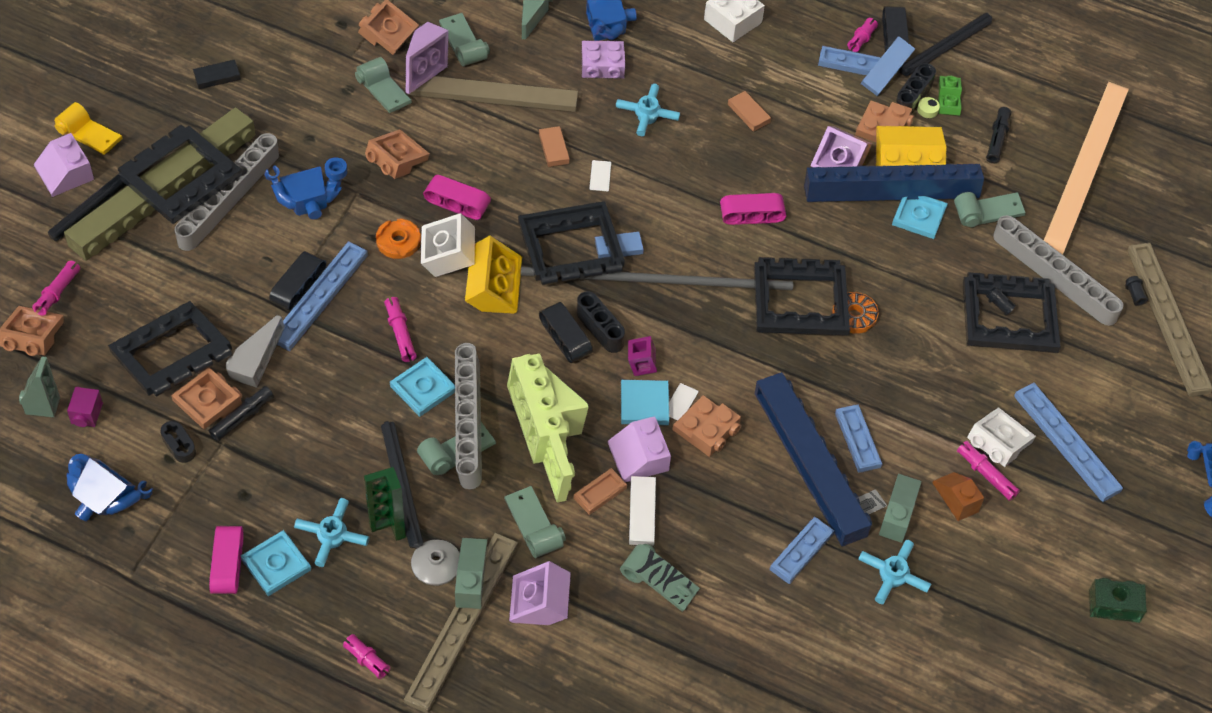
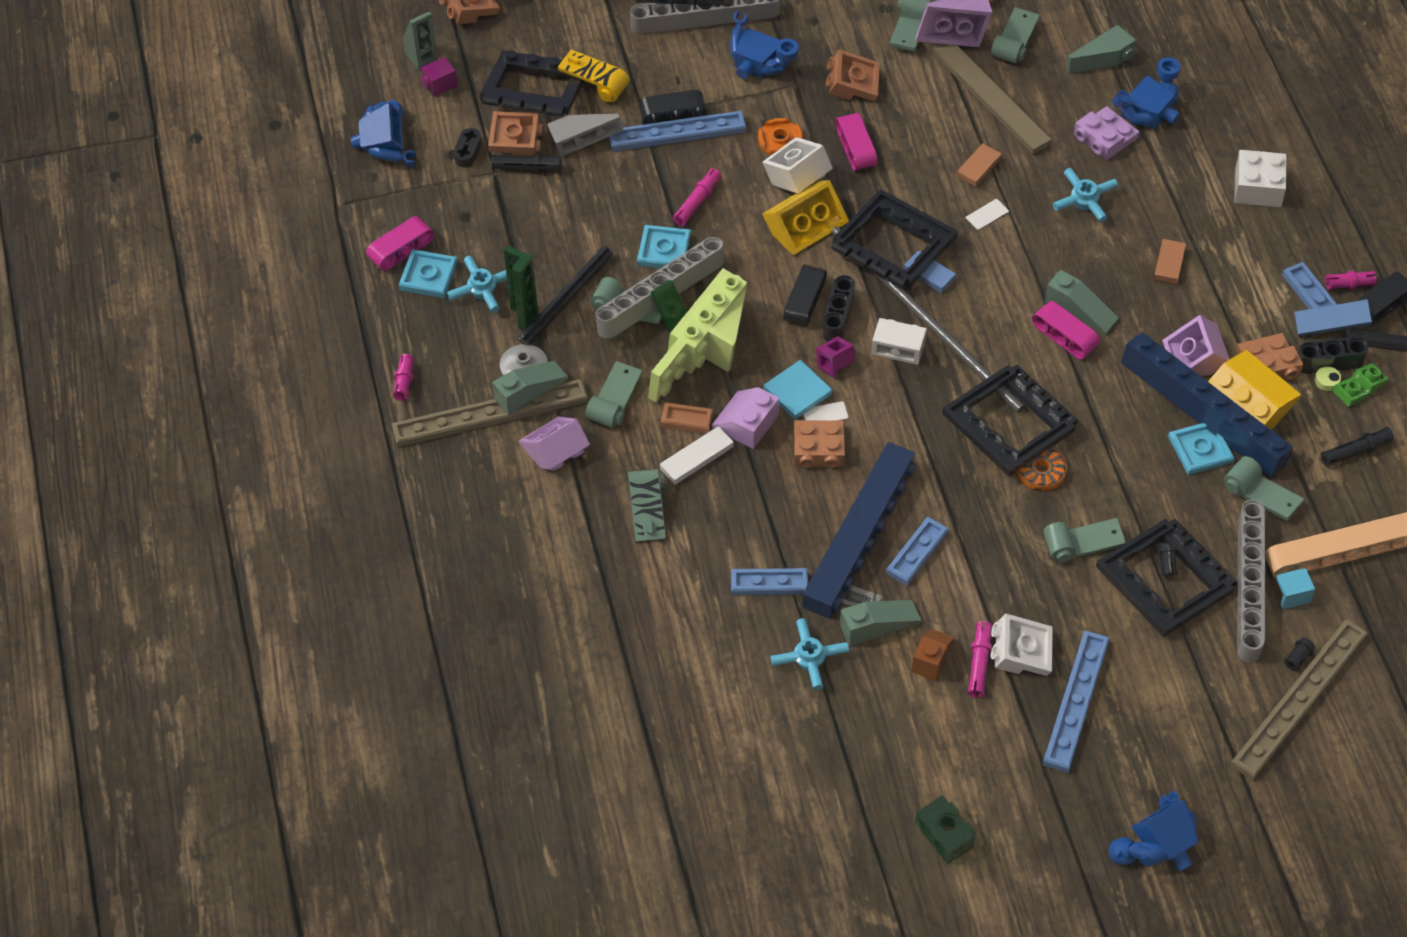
camera: 55 degrees right, 0 degrees up
(208, 301) = (608, 78): none -> yellow door
(494, 421) = (669, 304): none -> dark green tile
(666, 308) = (898, 341): none -> white brick
(736, 181) = (1080, 302): none -> sand green slope
(939, 334) = (1082, 541): none -> sand green door
(1086, 249) = (1296, 588): none -> medium azure panel

